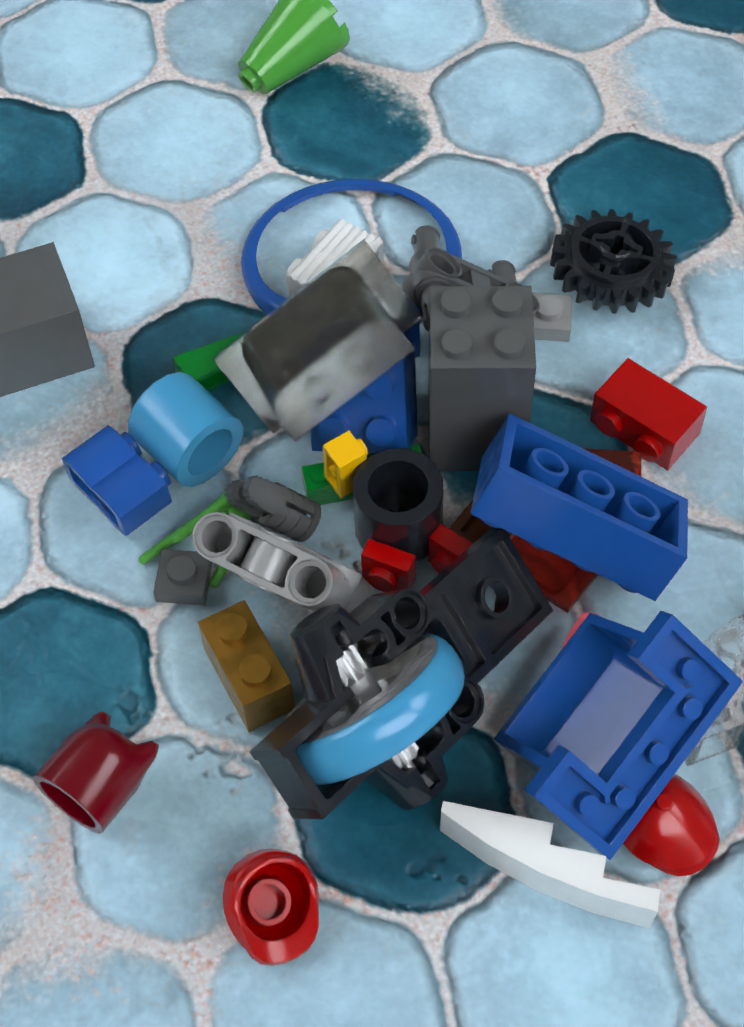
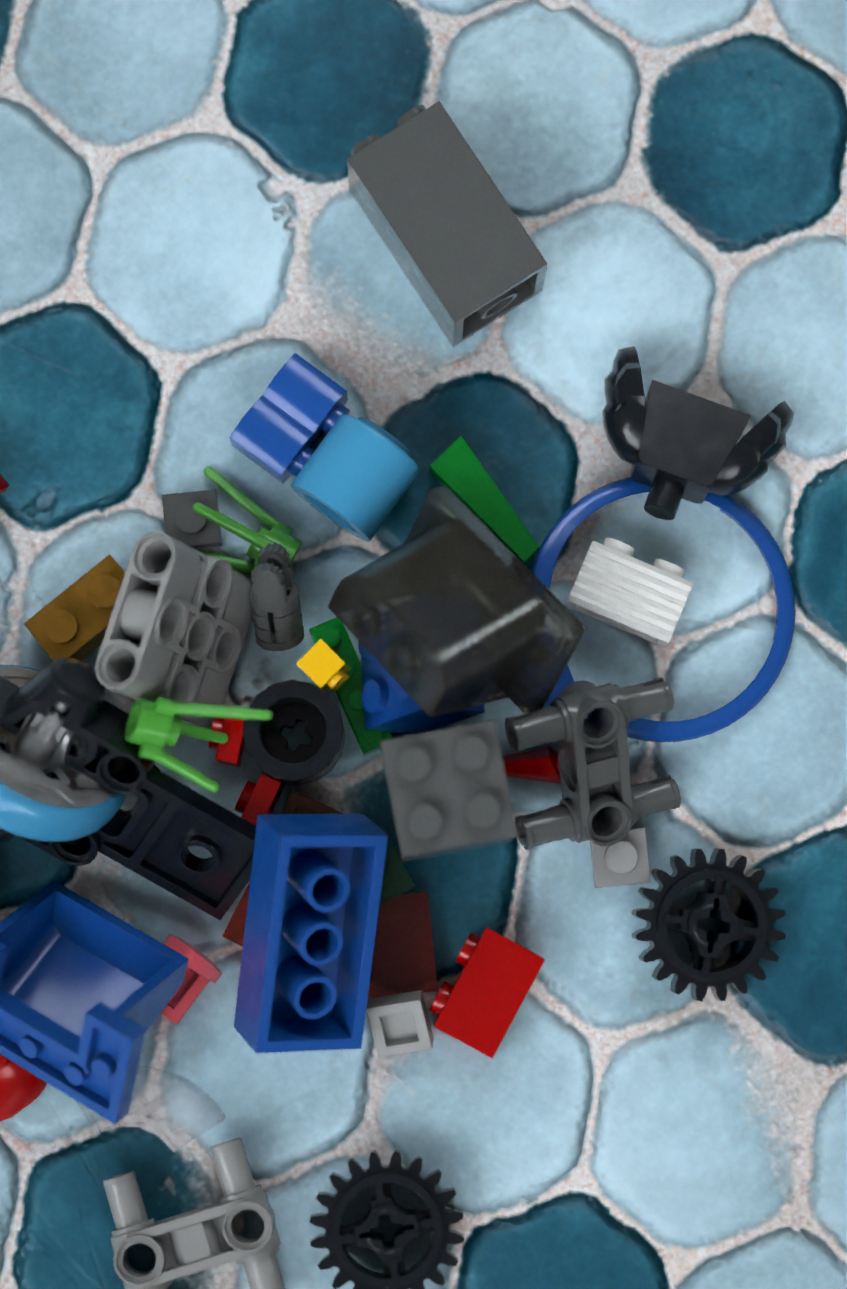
camera: 75 degrees right, 25 degrees up
(219, 214) = (684, 441): none -> black torso
(376, 569) = (158, 725): none -> bright green plant
(669, 473) = (400, 1024): none -> light grey plate

